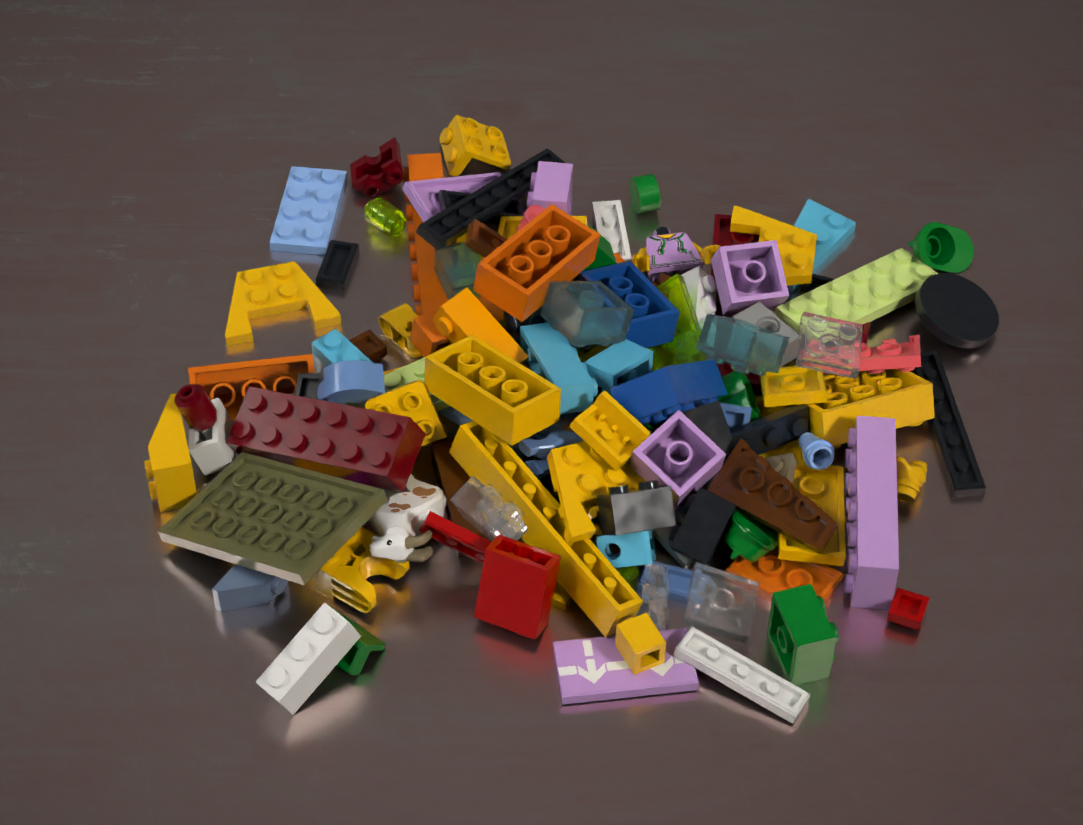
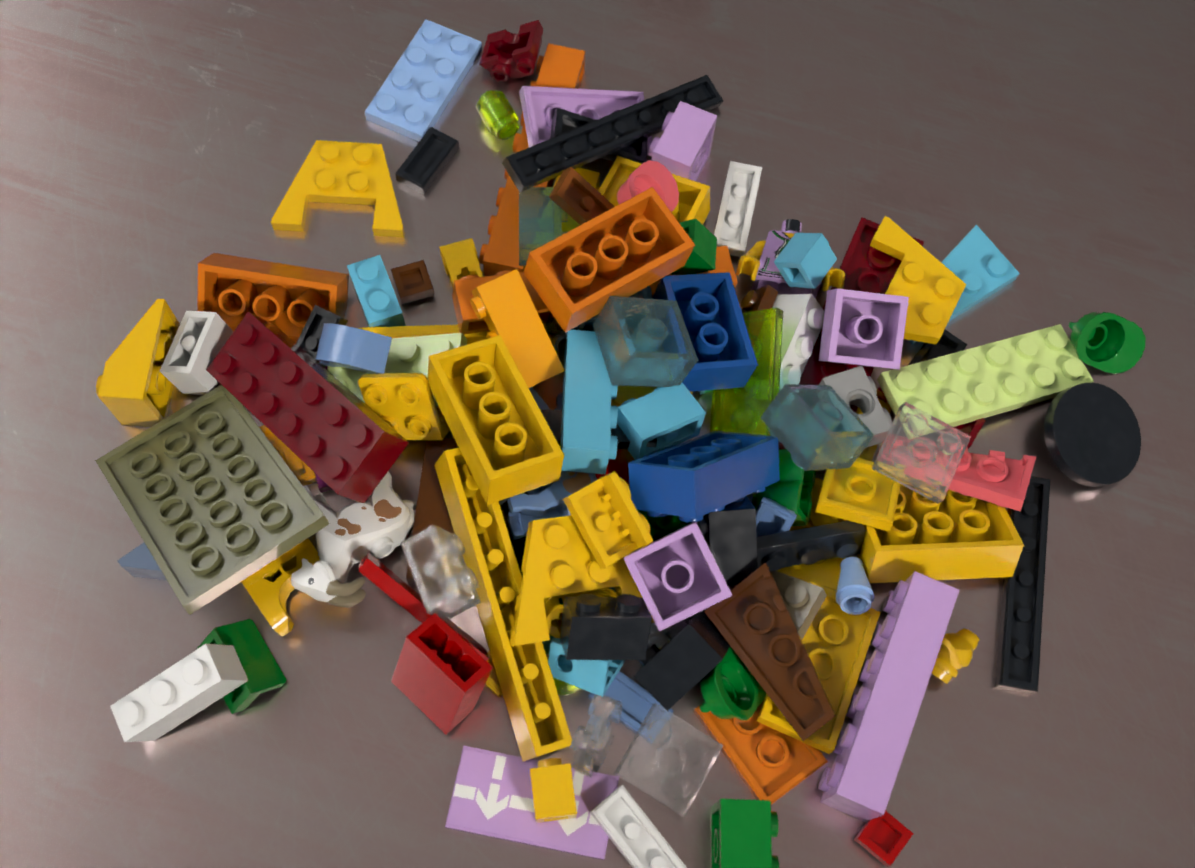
camera: 15 degrees right, 20 degrees up
(196, 407) = (176, 325): dark red brick -> none
(468, 140) = (630, 44): yellow bracket -> none
(644, 193) = (792, 166): green piece -> none
(685, 243) = (805, 260): none -> medium azure brick

